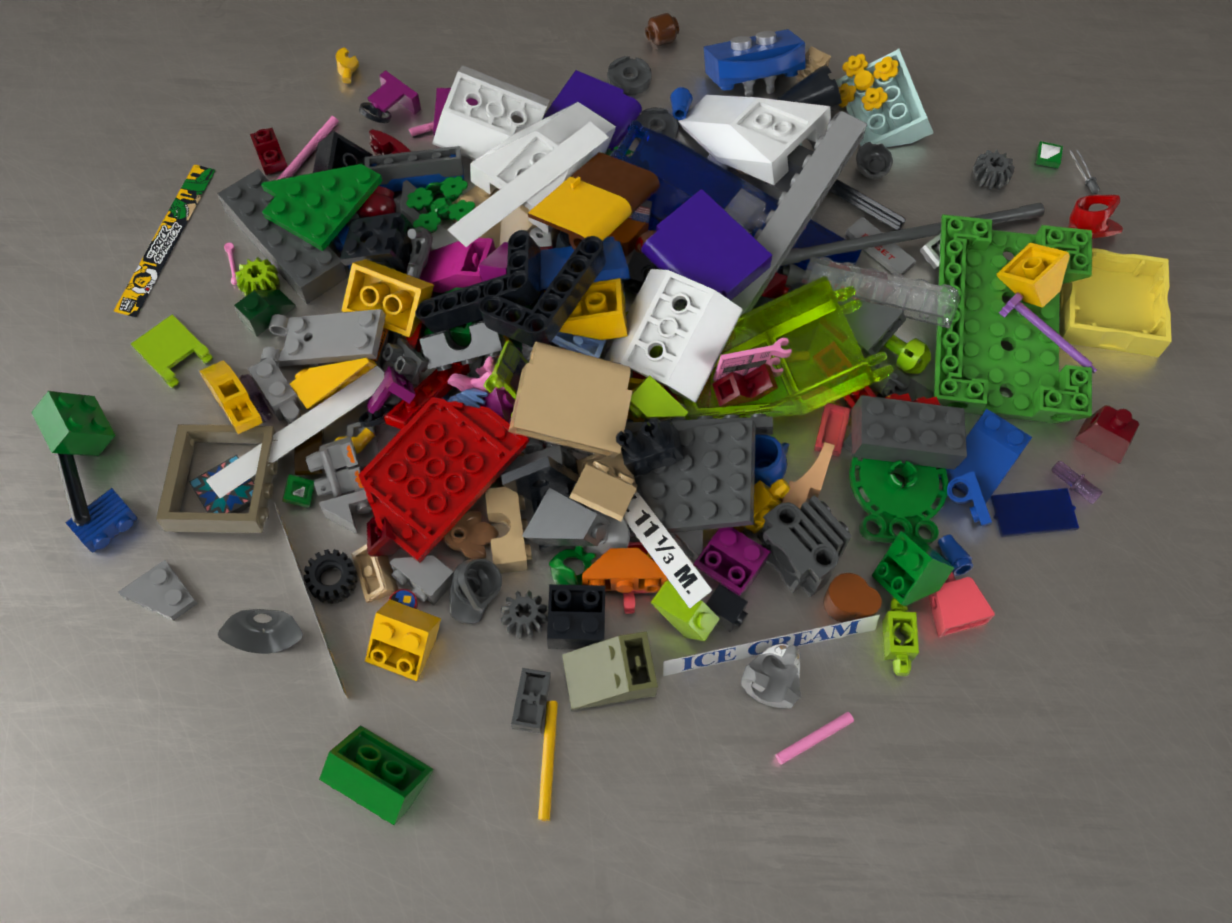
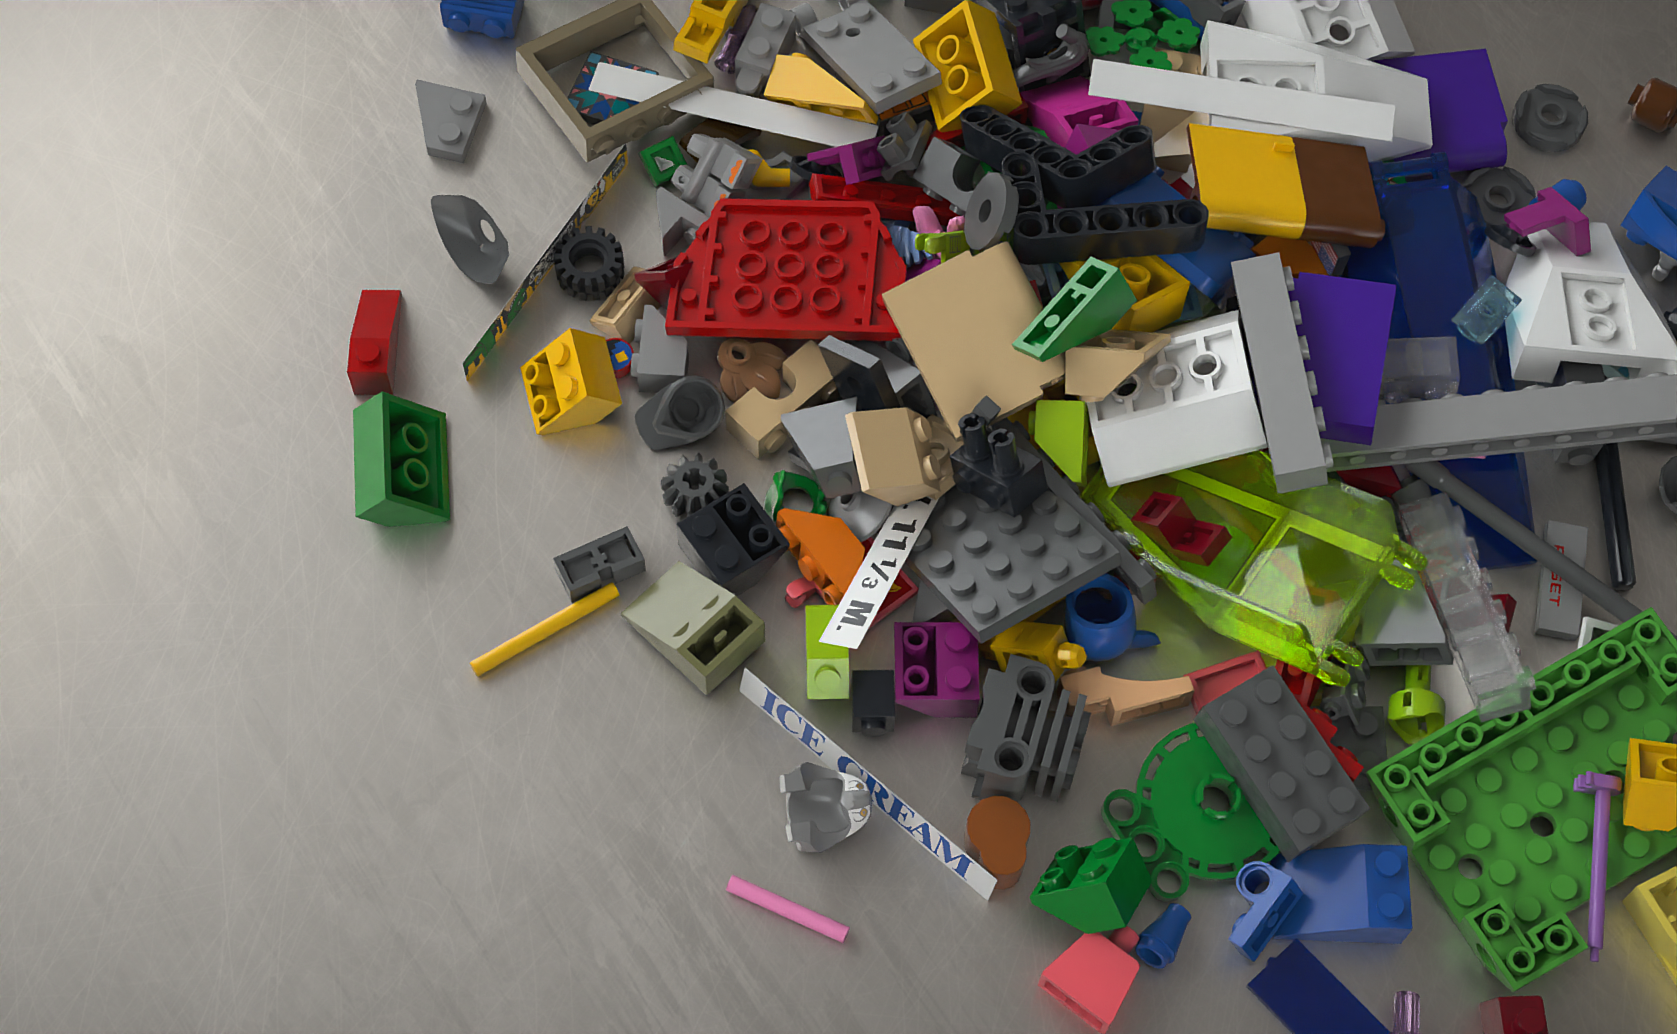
camera: 55 degrees right, 0 degrees up
(278, 734) = (374, 342): none -> red slope
(496, 344) = (990, 211): none -> dark grey tile
(608, 338) = (1079, 311): none -> green slope
(621, 424) = (987, 409): none -> dark grey piece
(641, 343) = (1108, 361): none -> tan slope
(694, 110) = (1549, 213): none -> magenta piece
(726, 275) = (1280, 374): none -> light grey brick
(732, 167) = (1496, 300): none -> clear light blue brick
(748, 360) = (1214, 507): bright pink flag -> none
(904, 653) = (970, 945): lime piece -> none

